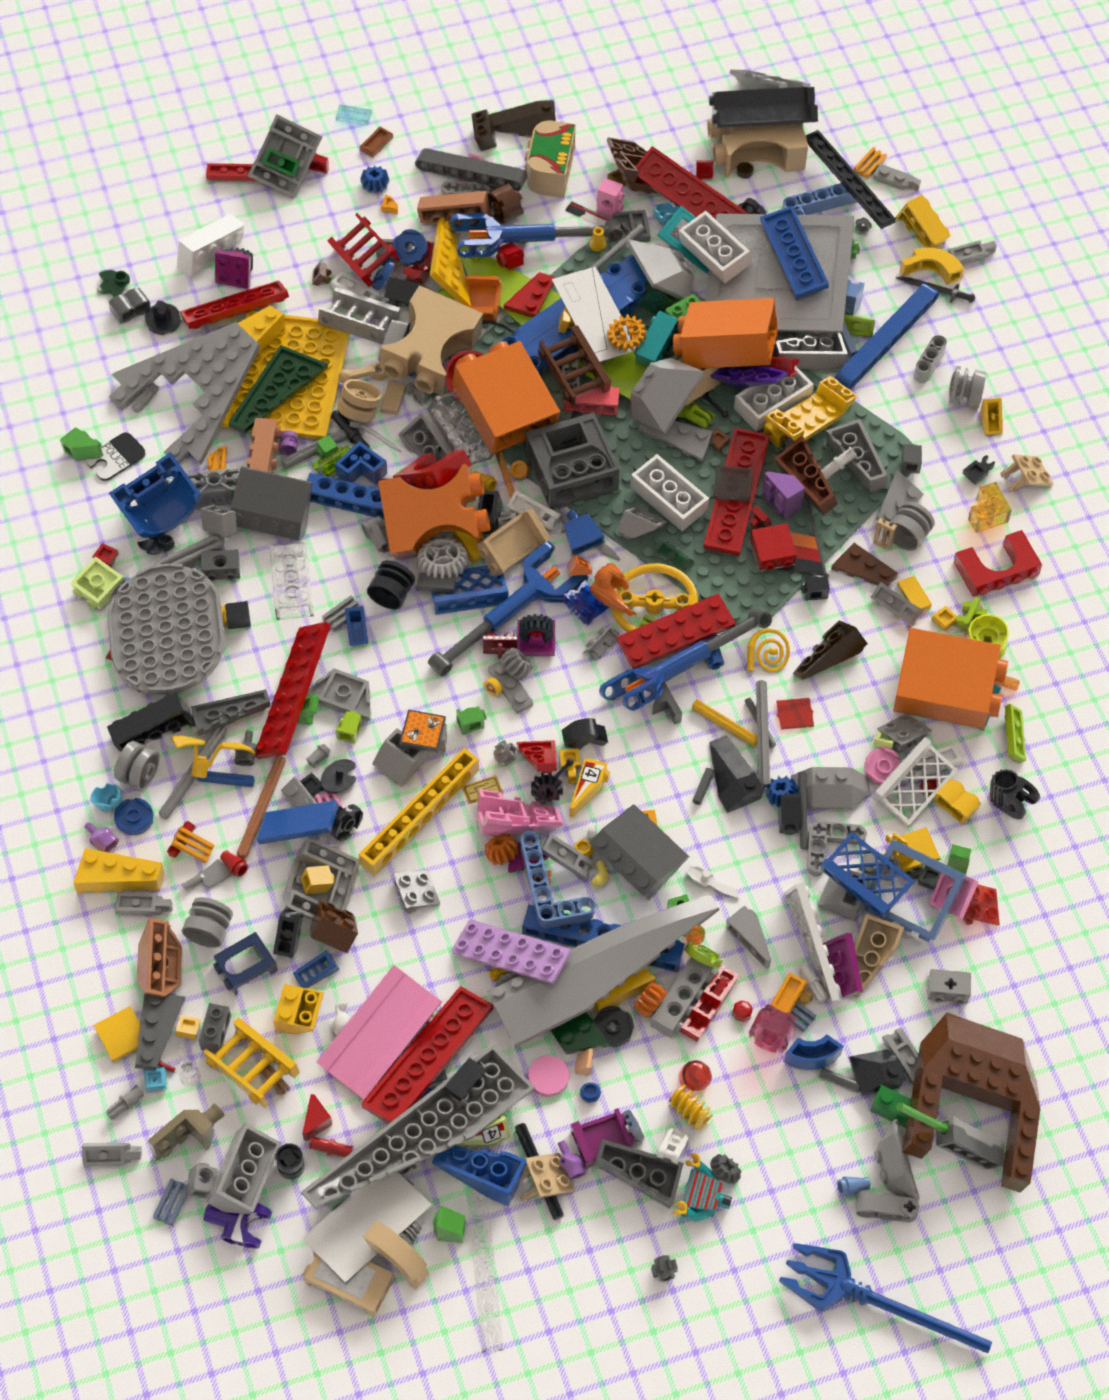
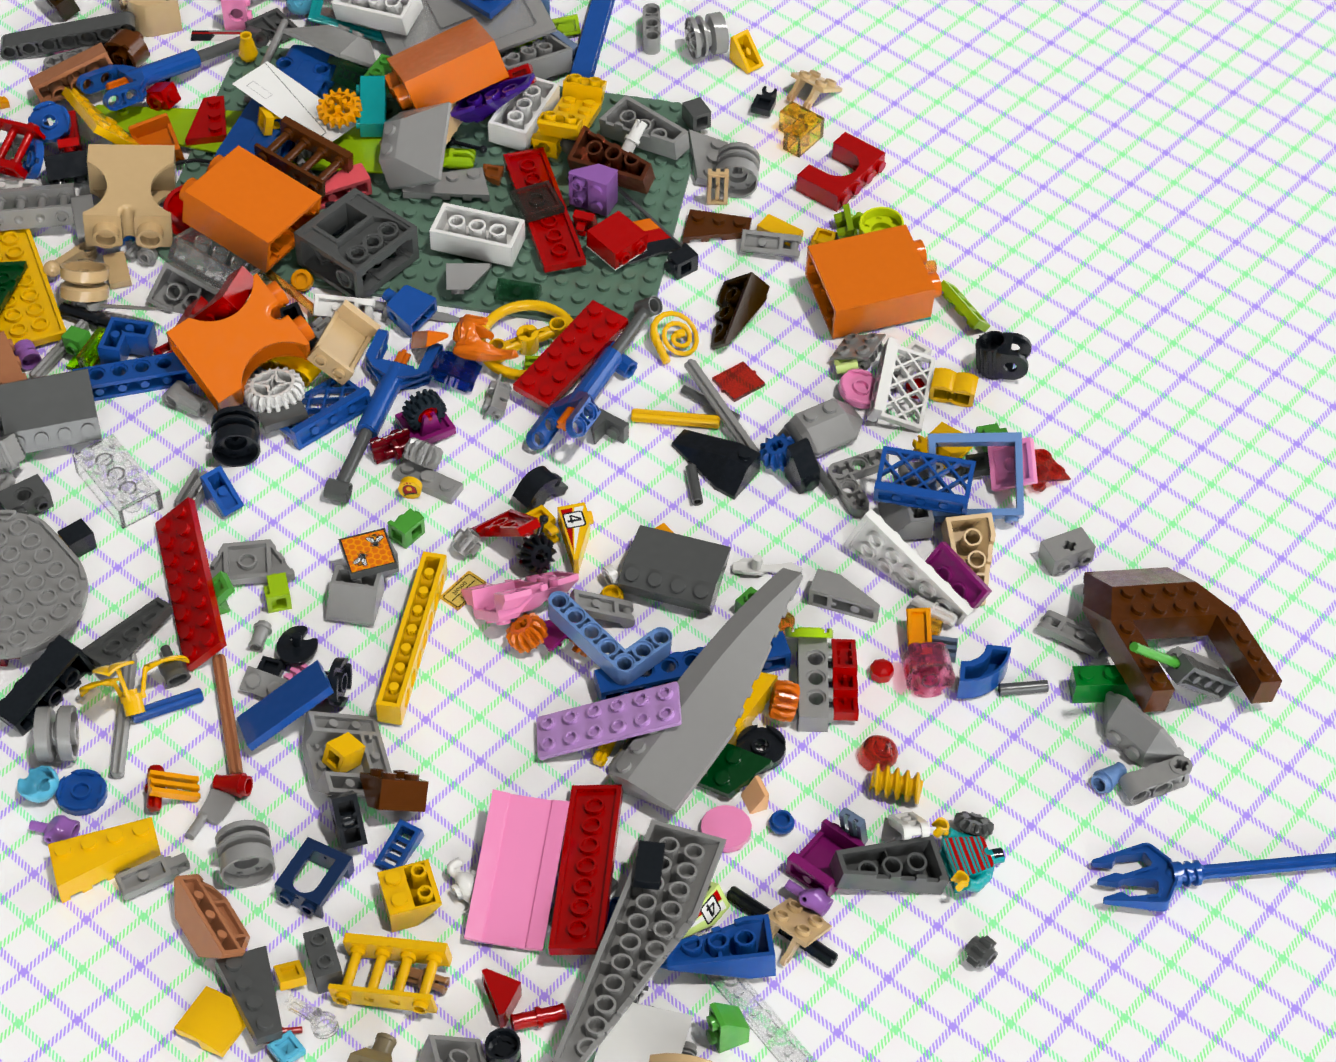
camera: 30 degrees left, 10 degrees down
(415, 889) = (457, 717): light grey hinge -> none
(602, 875) = (648, 611): light yellow arm -> none
(877, 1069) = (1054, 659): black slope -> none

